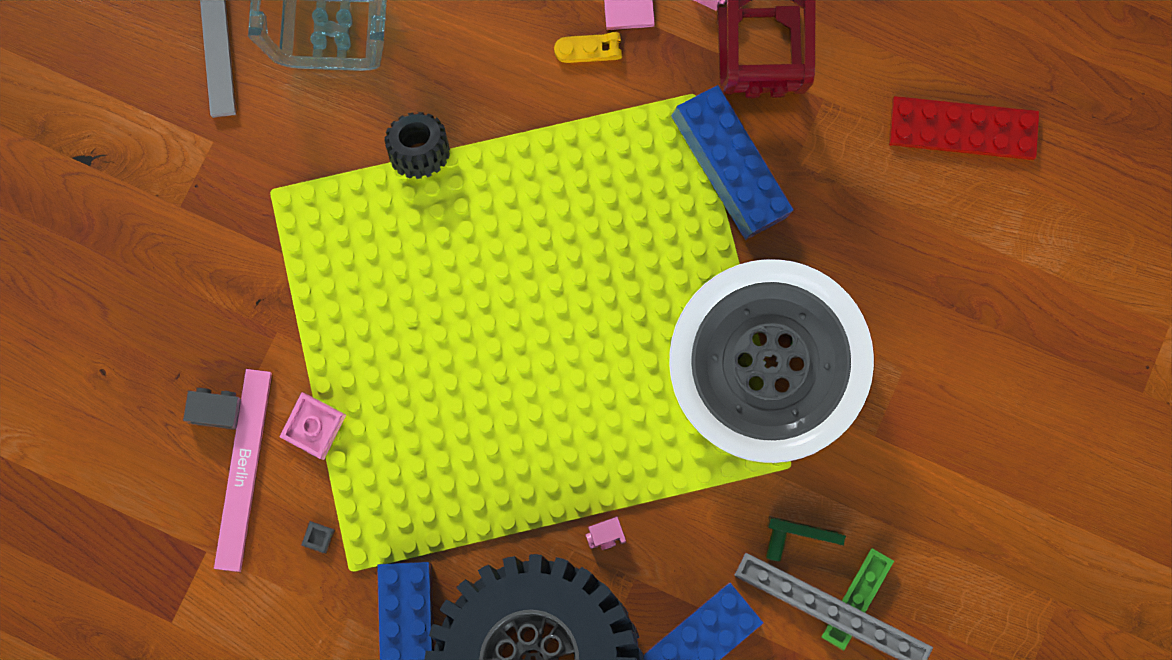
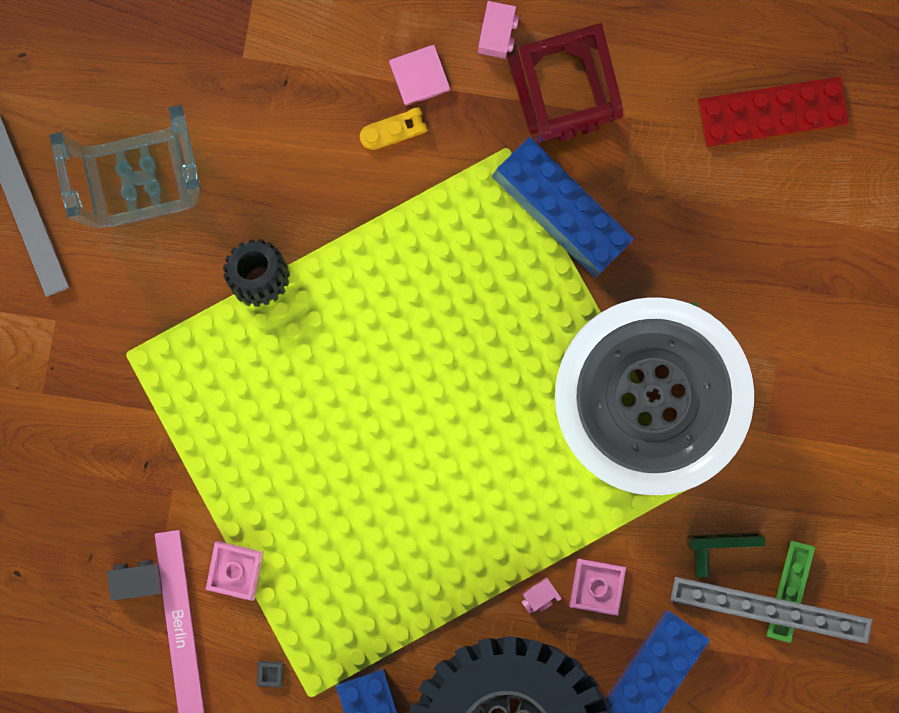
camera: 20 degrees left, 5 degrees up
(665, 541) = (597, 587): none -> bright pink tile

